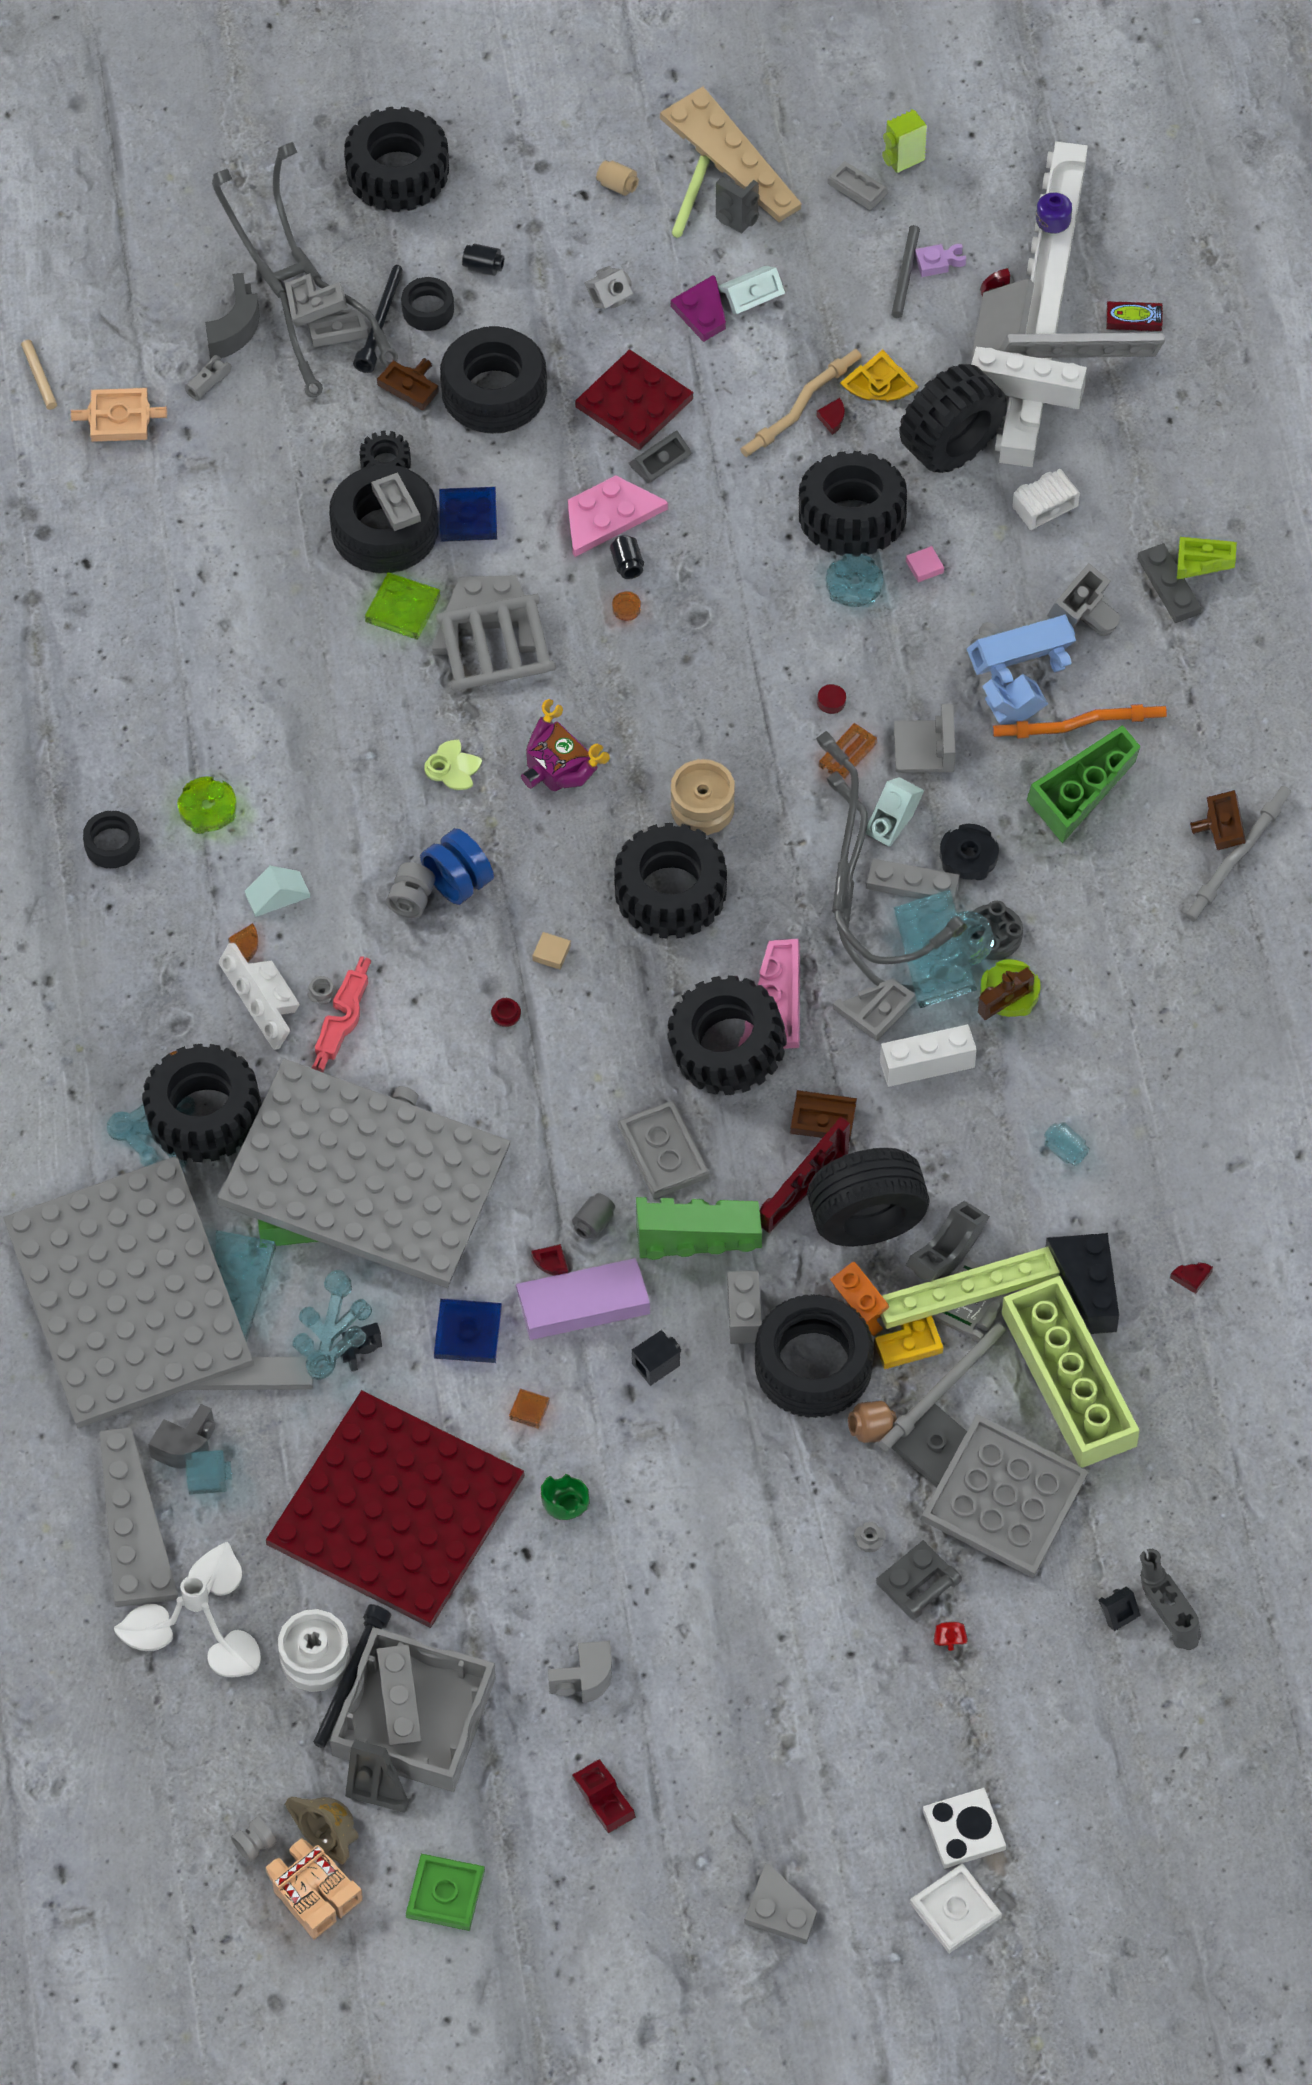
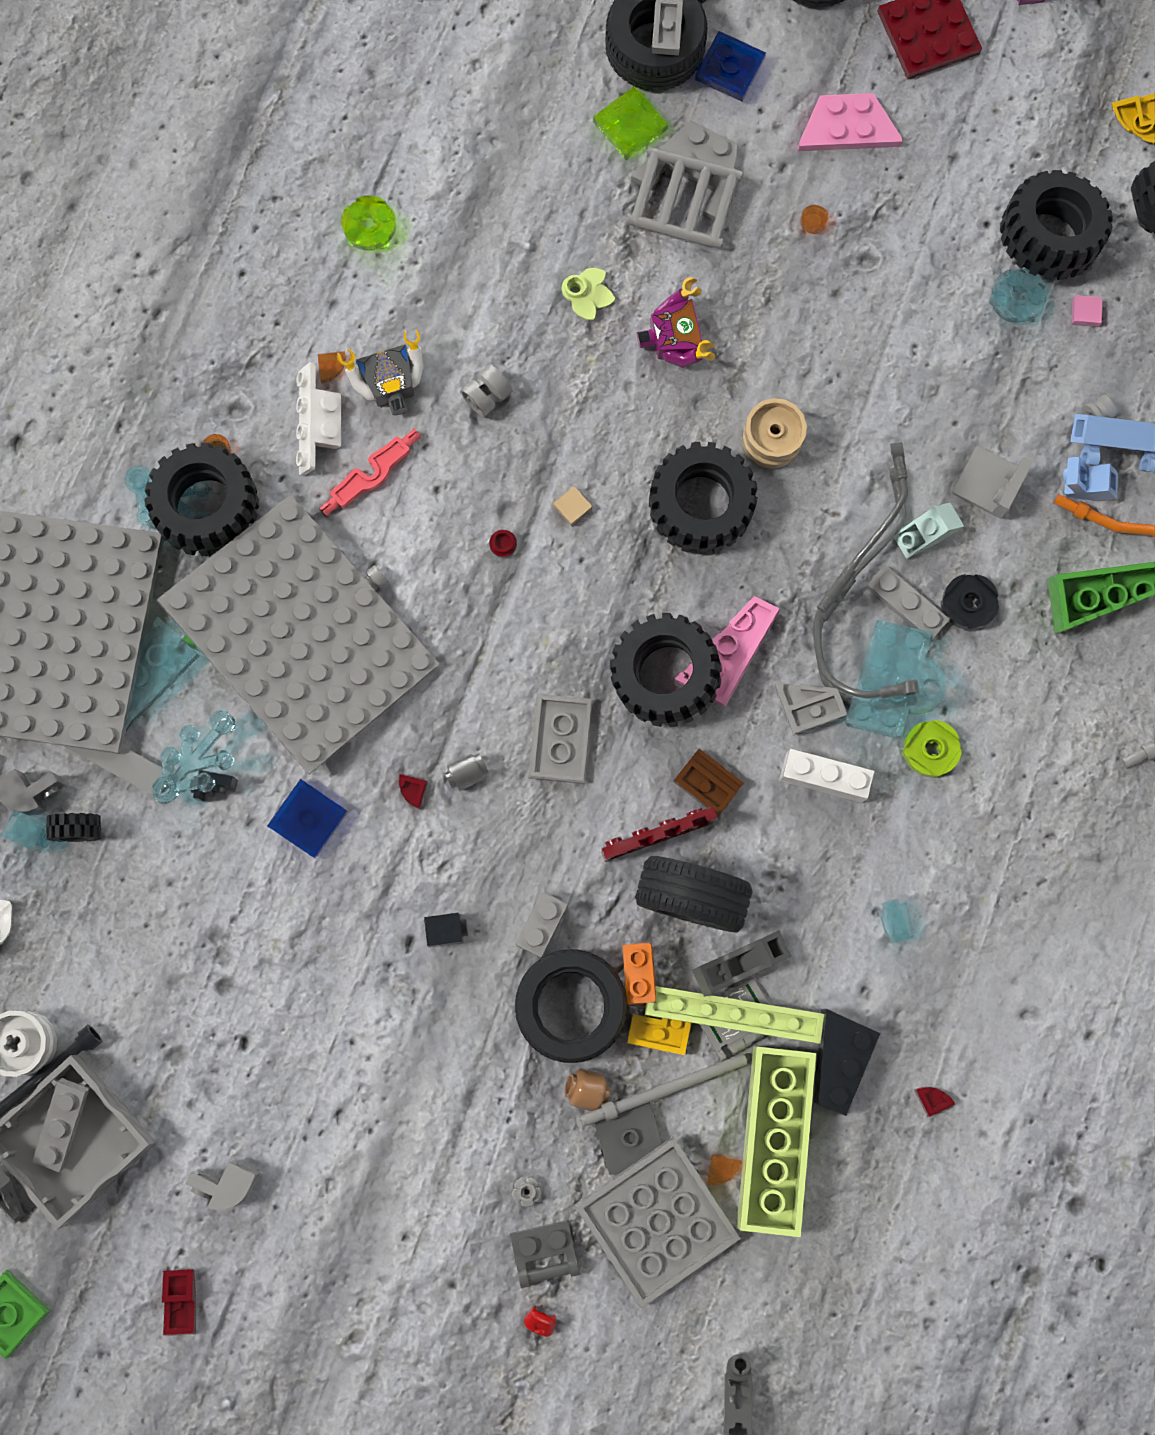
camera: 25 degrees right, 20 degrees up
(111, 820) = (270, 195): black tyre -> none
(251, 1441) = (73, 827): none -> black tyre
(276, 889) = (380, 330): light aqua slope -> none
(308, 921) = (387, 375): none -> torso
(321, 983) = (361, 437): light grey plate -> none
(395, 1508) = (161, 946): dark red plate -> none
(457, 866) = (537, 390): blue wheel -> none
(529, 1408) = (318, 915): clear orange tile -> none
(564, 1497) = (297, 1017): green hair -> none
(583, 1299) = (417, 838): lavender slope -> none
(627, 556) = (839, 174): black brick -> none
(661, 457) = (921, 95): dark grey slope -> none
(696, 1227) = (543, 831): bright green wedge -> none
(766, 435) = (1114, 88): tan bar -> none
(825, 761) = (930, 460): clear orange tile -> none
(831, 699) = (936, 395): dark red tile -> none
(832, 415) = (1087, 130): dark red tile -> none
(1005, 926) = (960, 686): dark grey tile -> none
(1012, 988) = (933, 755): reddish brown plate -> none
(1037, 1427) = (722, 1169): none -> clear orange tile
(1119, 1608) = (694, 1379): black tile -> none

